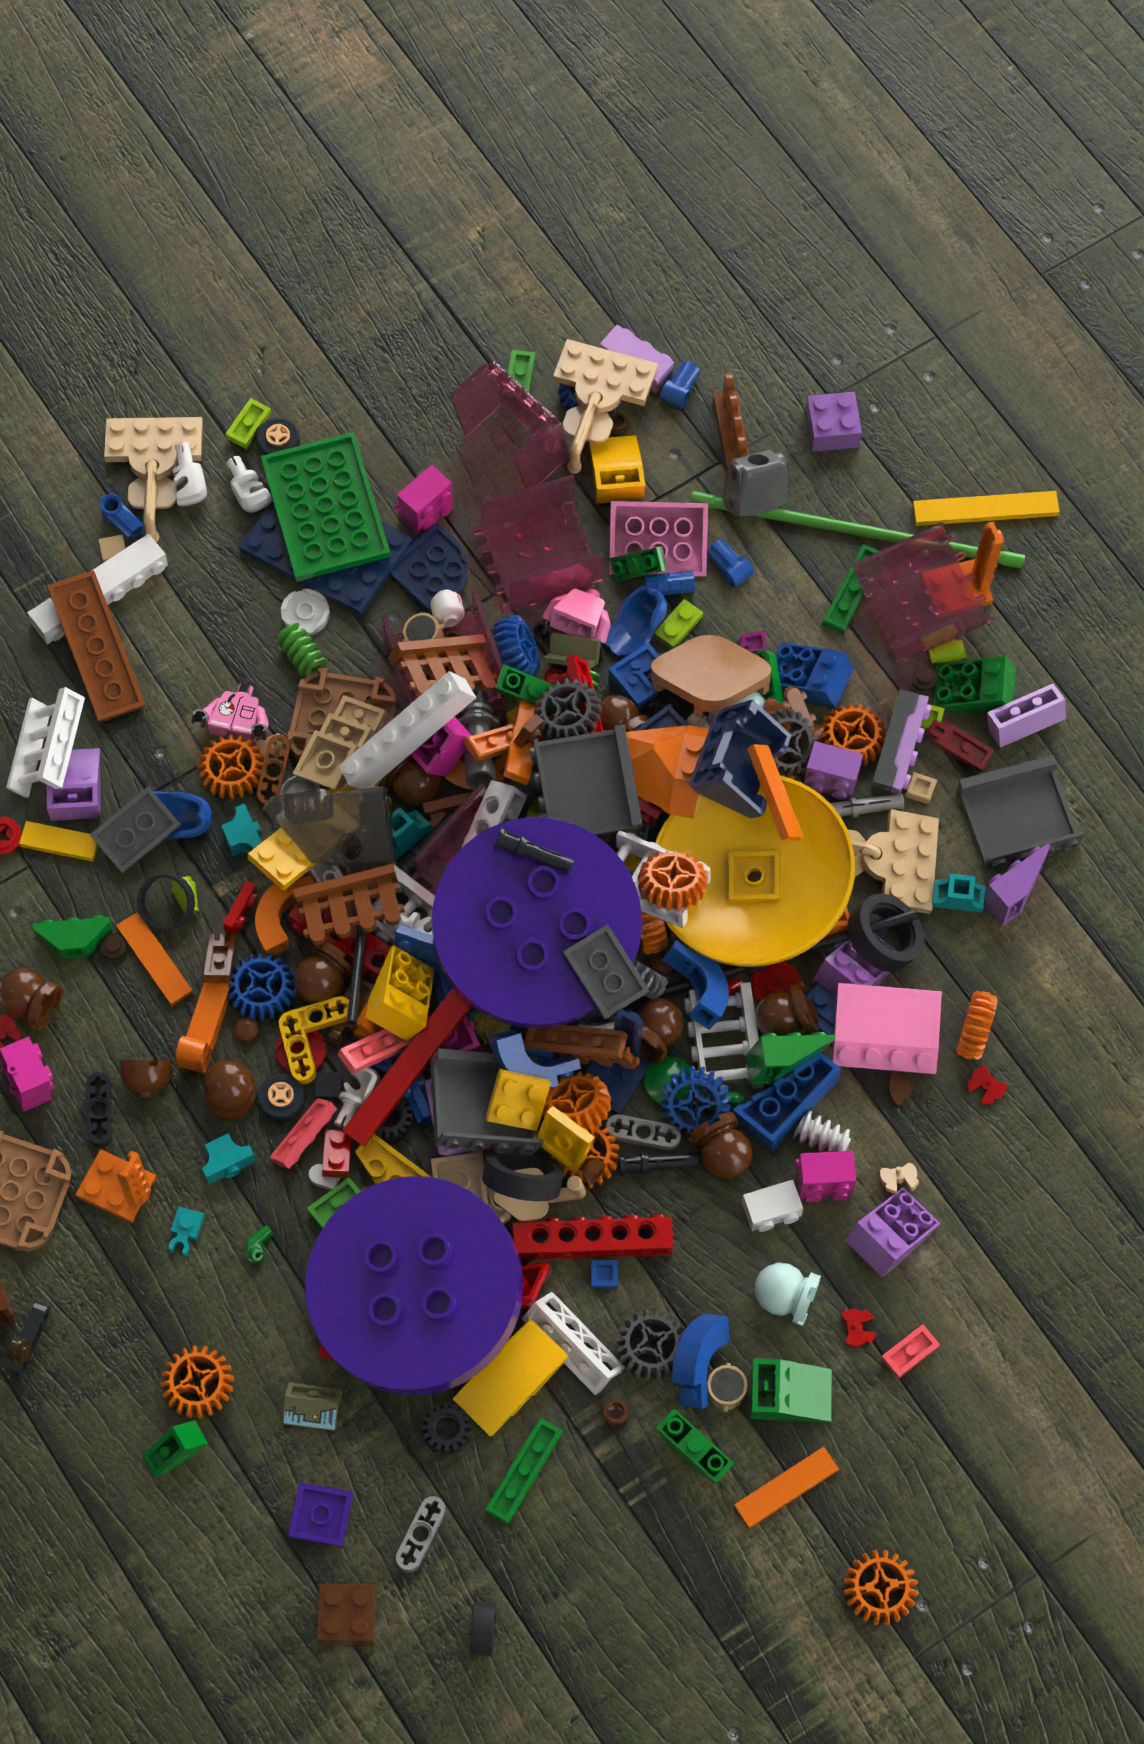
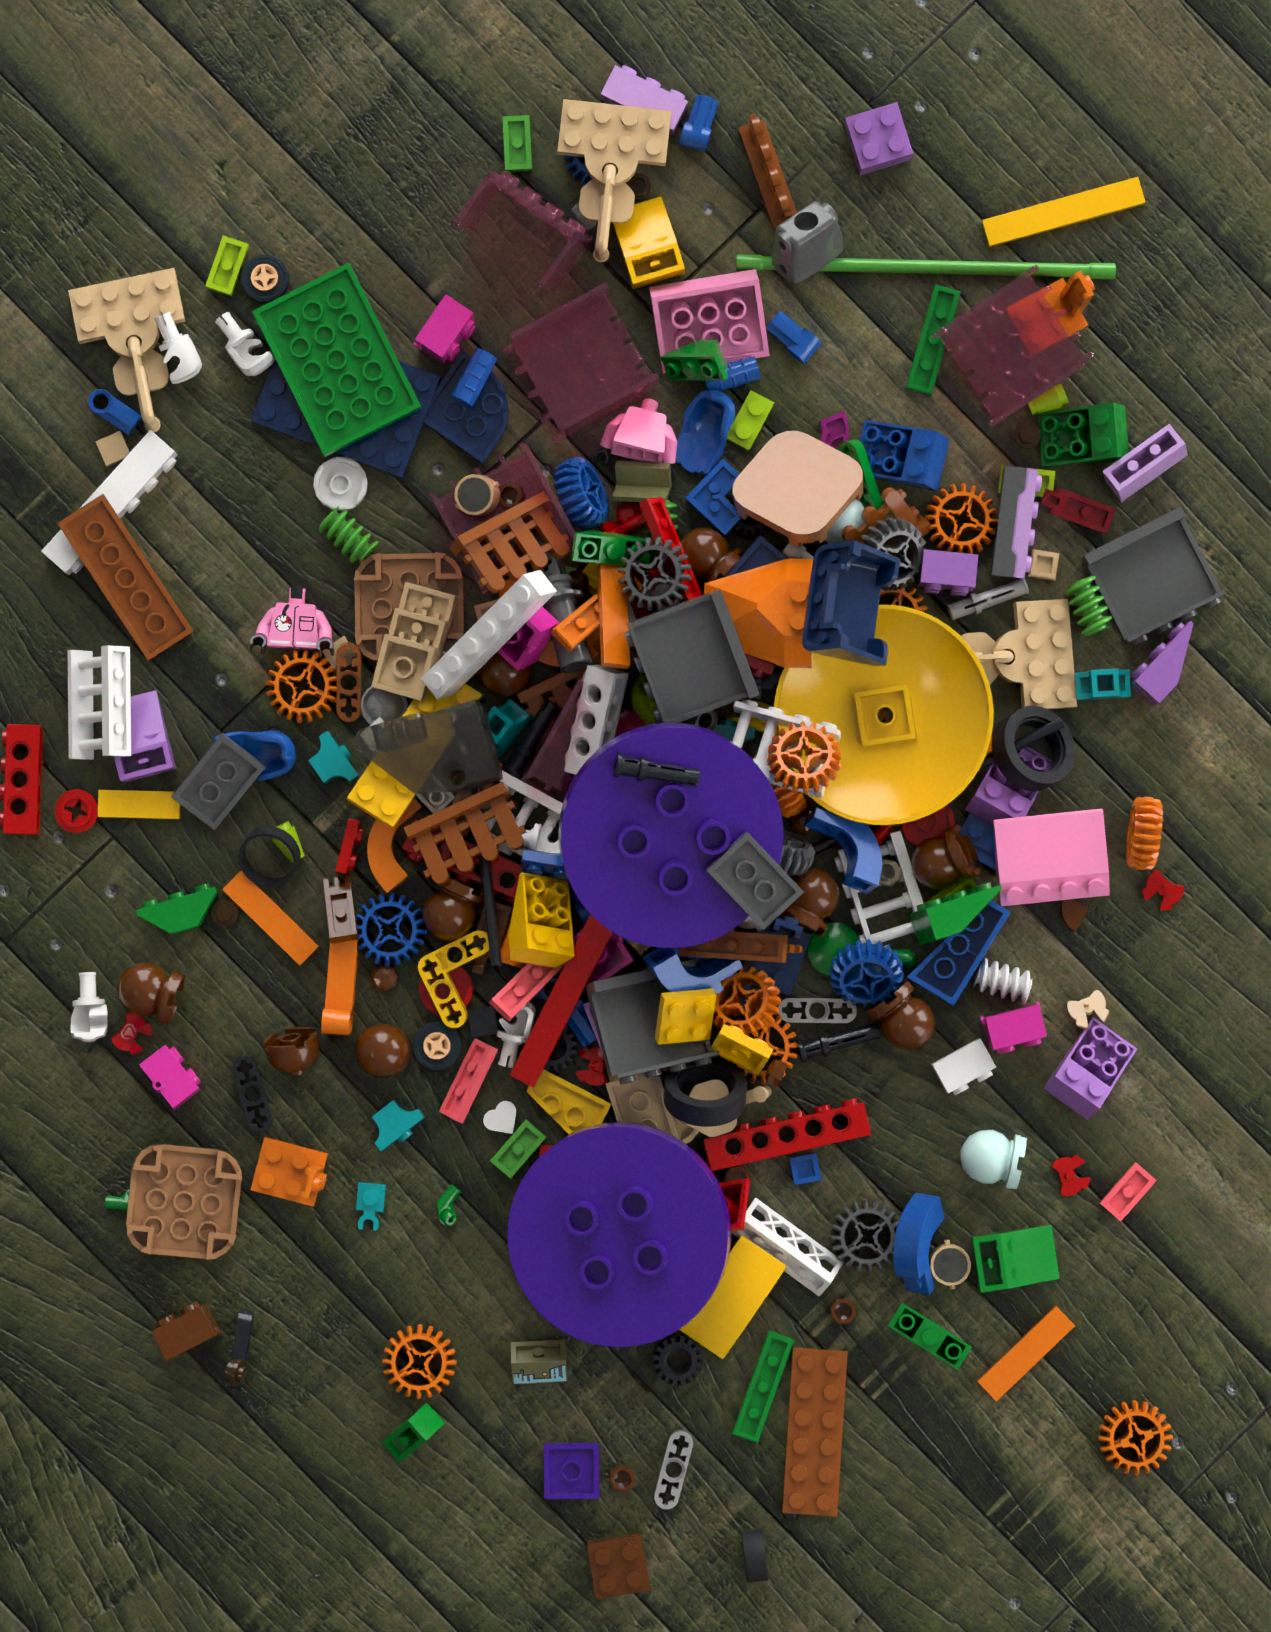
camera: 10 degrees left, 20 degrees up
(336, 1154) = (507, 1097): plate -> none
(368, 1532) = (622, 1478): none -> reddish brown tile
(426, 1143) = (595, 1075): none -> red piece
(442, 541) = (474, 377): none -> blue axle
(447, 608) = (496, 458): white head -> none
(529, 731) = (619, 608): reddish brown plate -> none
(565, 1525) = (814, 1431): none -> dark orange plate
(732, 1017) = (890, 873): none -> dark tan tile
(775, 792) = (894, 633): orange tile -> none
(955, 827) = (1088, 606): none -> bright green piece

